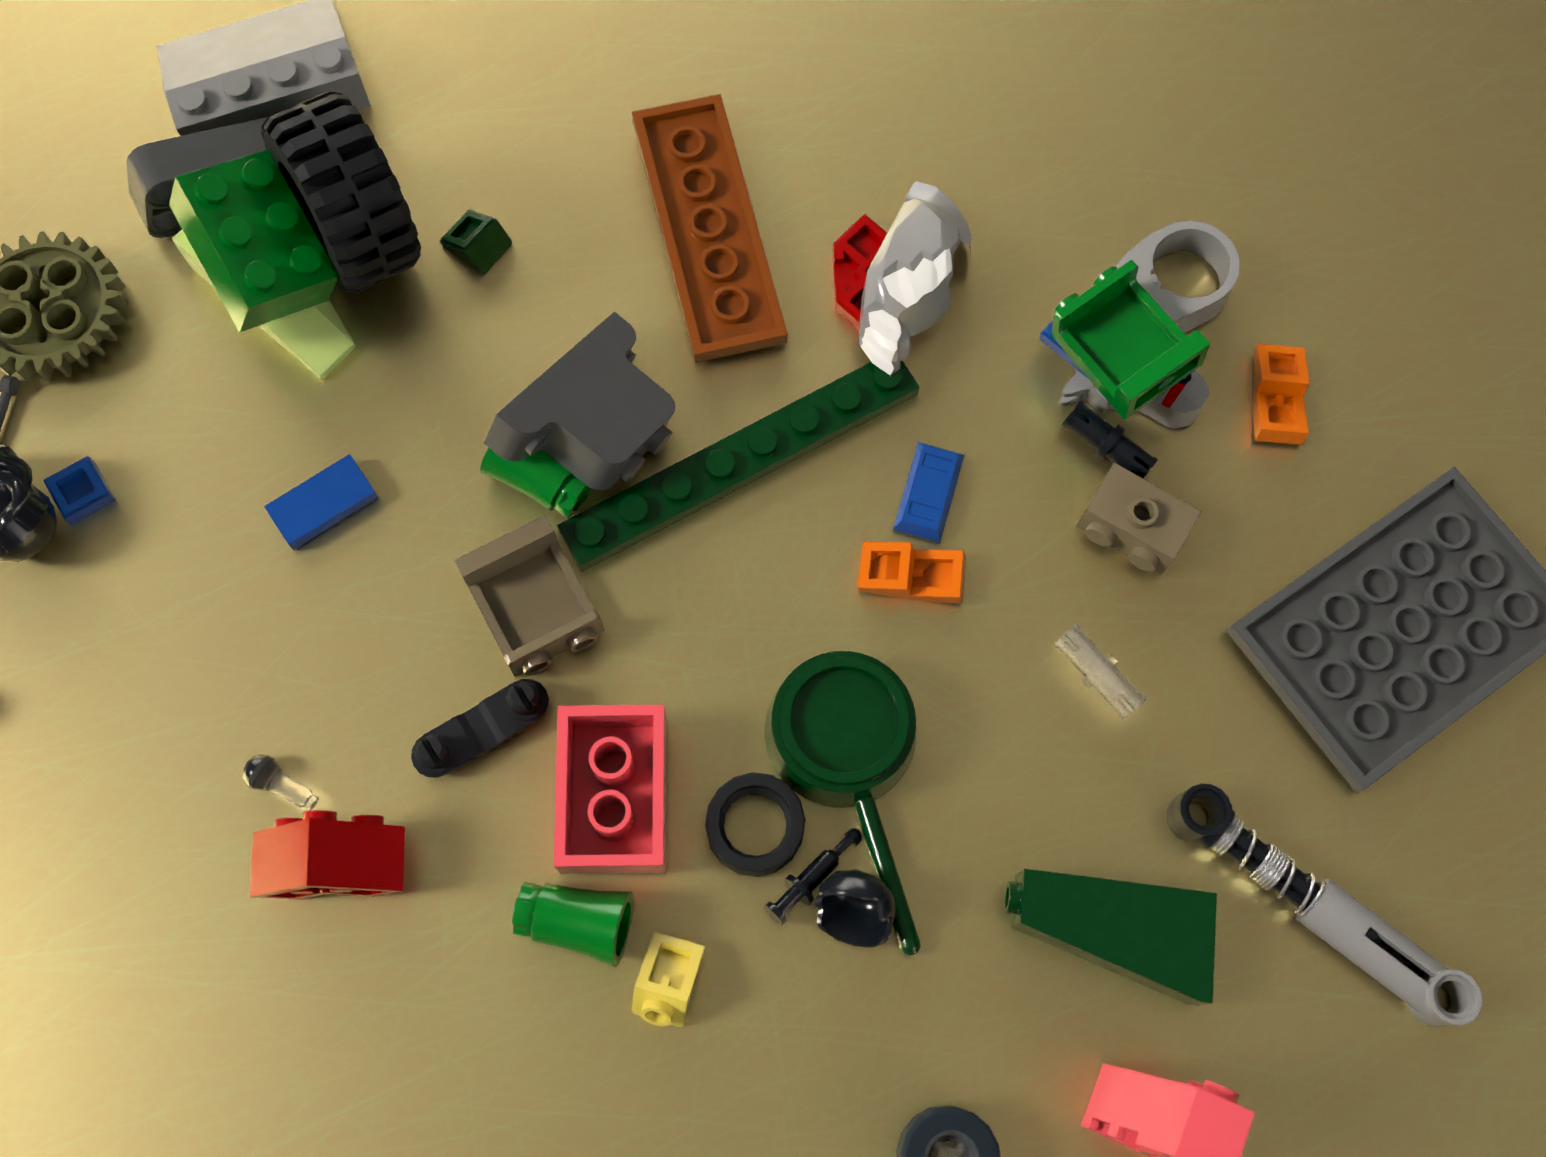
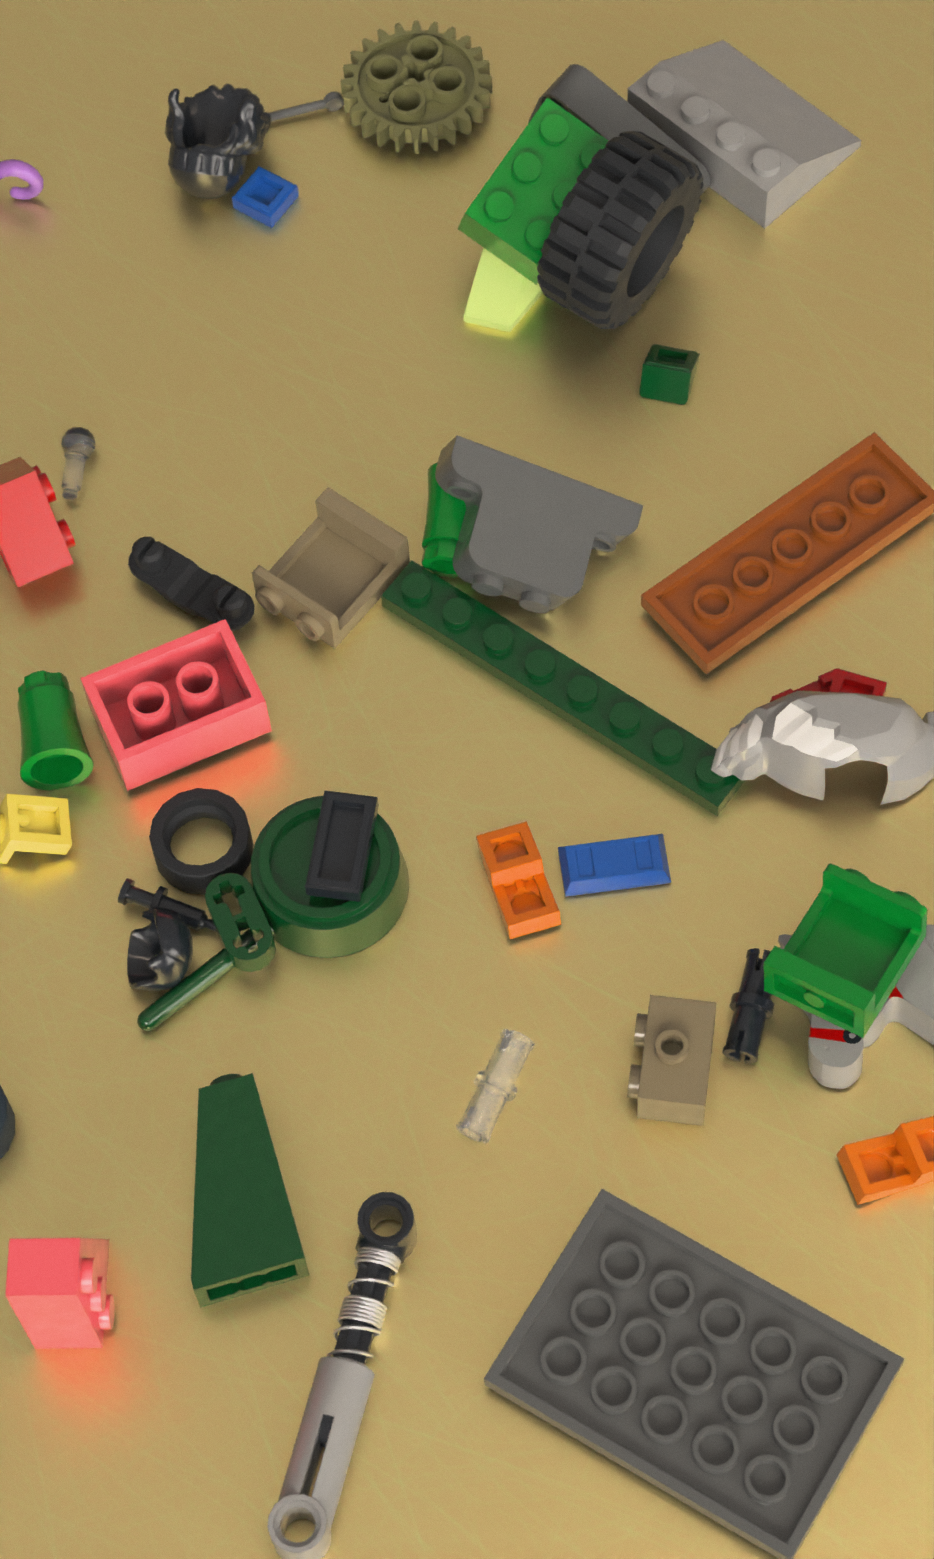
camera: 75 degrees right, 10 degrees down
(321, 502) = (343, 373): blue tile -> none
(845, 697) = (342, 846): none -> black tile
(860, 808) = (230, 926): none -> dark green beam

